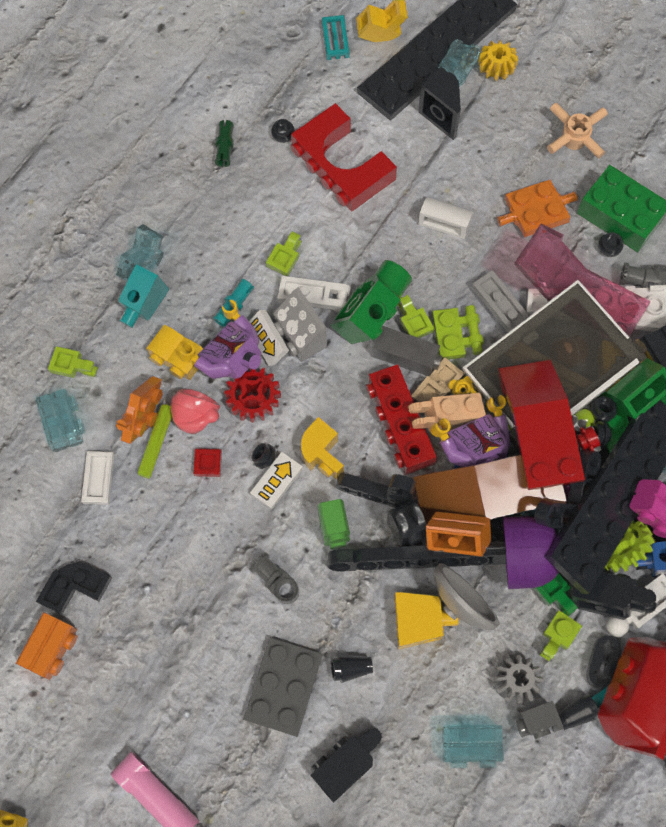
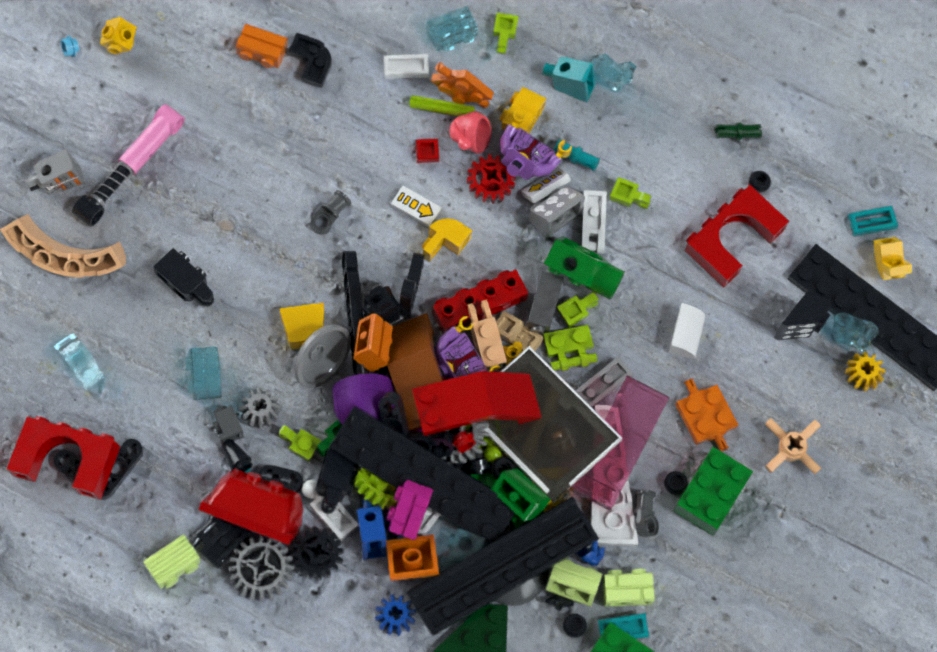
camera: 75 degrees right, 0 degrees up
(263, 455) = (436, 193): black plate -> none
(283, 687) = (242, 227): dark grey plate -> none
(334, 523) = (377, 250): bright green brick -> none
(350, 667) = (261, 276): black cone -> none

